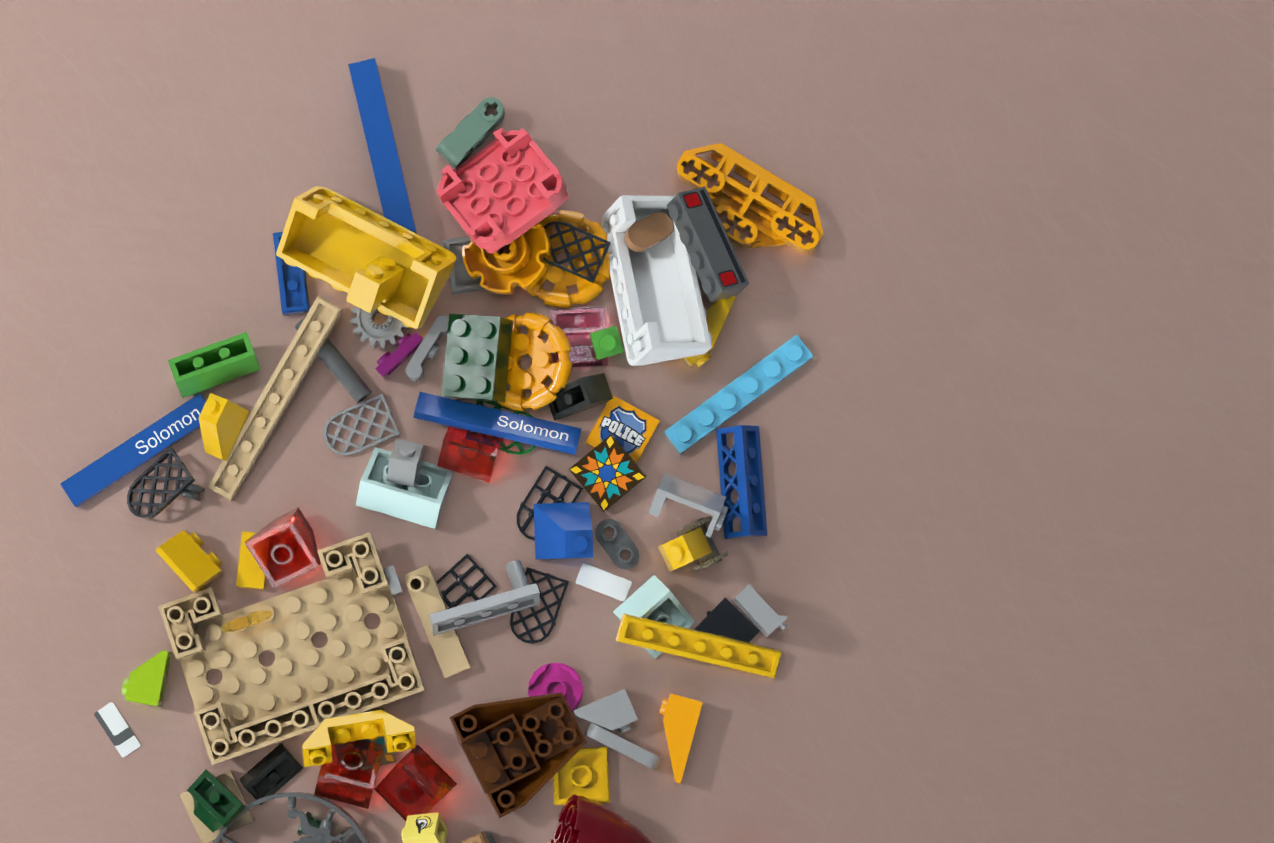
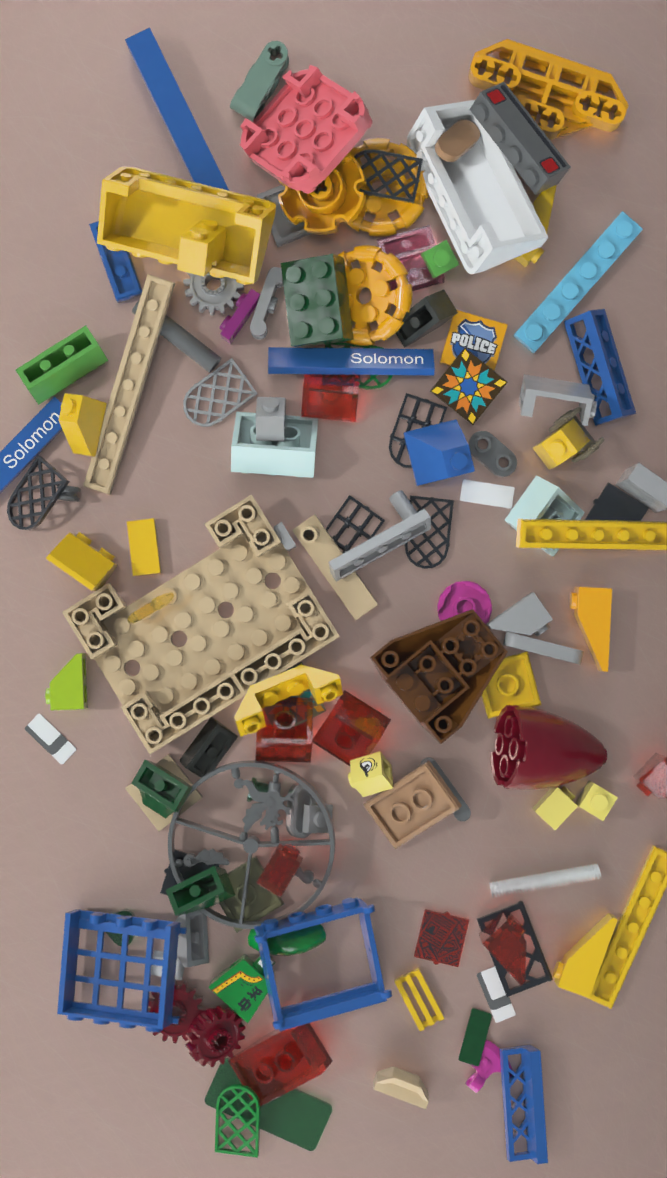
camera: 10 degrees left, 5 degrees up
(285, 548) = (172, 528): clear red slope -> none

